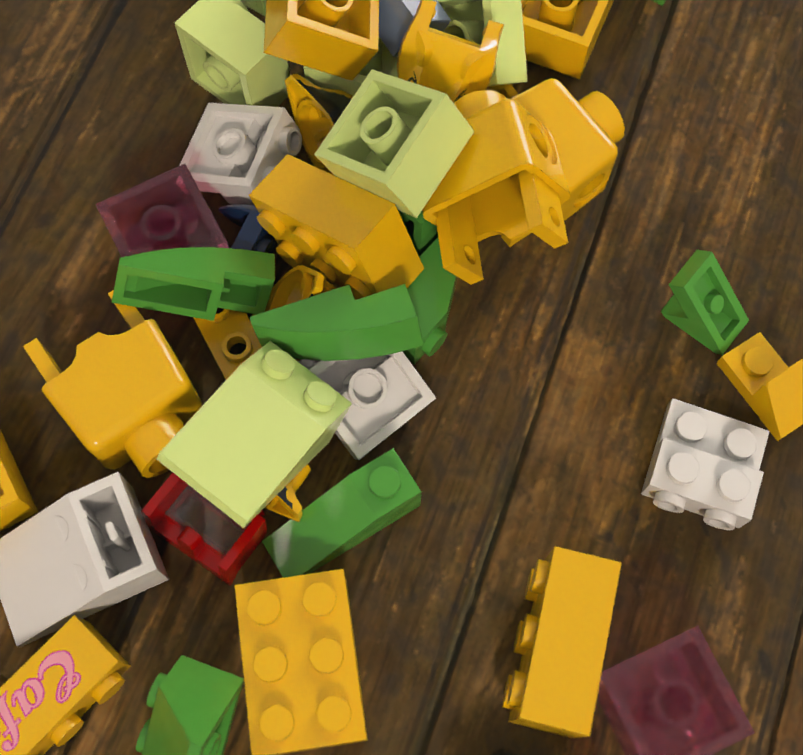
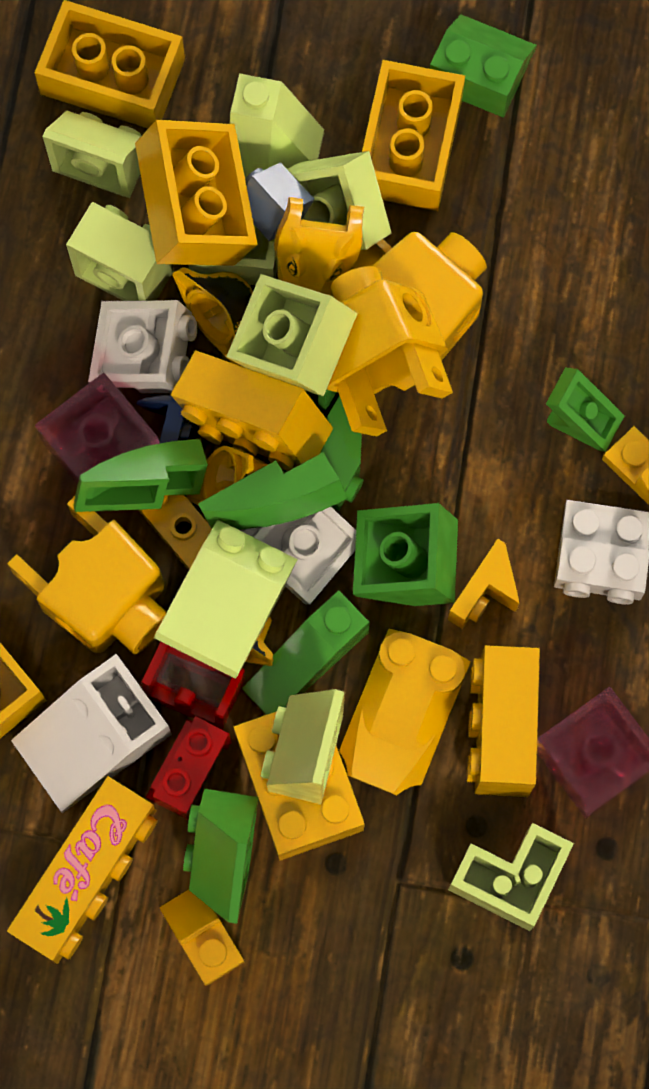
camera: 10 degrees left, 5 degrees up
(172, 621) = (188, 766): none -> red window
(309, 628) = (305, 745): none -> yellowish green slope
(440, 608) = (402, 712): none -> yellow slope
(480, 424) = (406, 555): none -> bright green slope
(574, 470) = (491, 578): none -> yellow slope

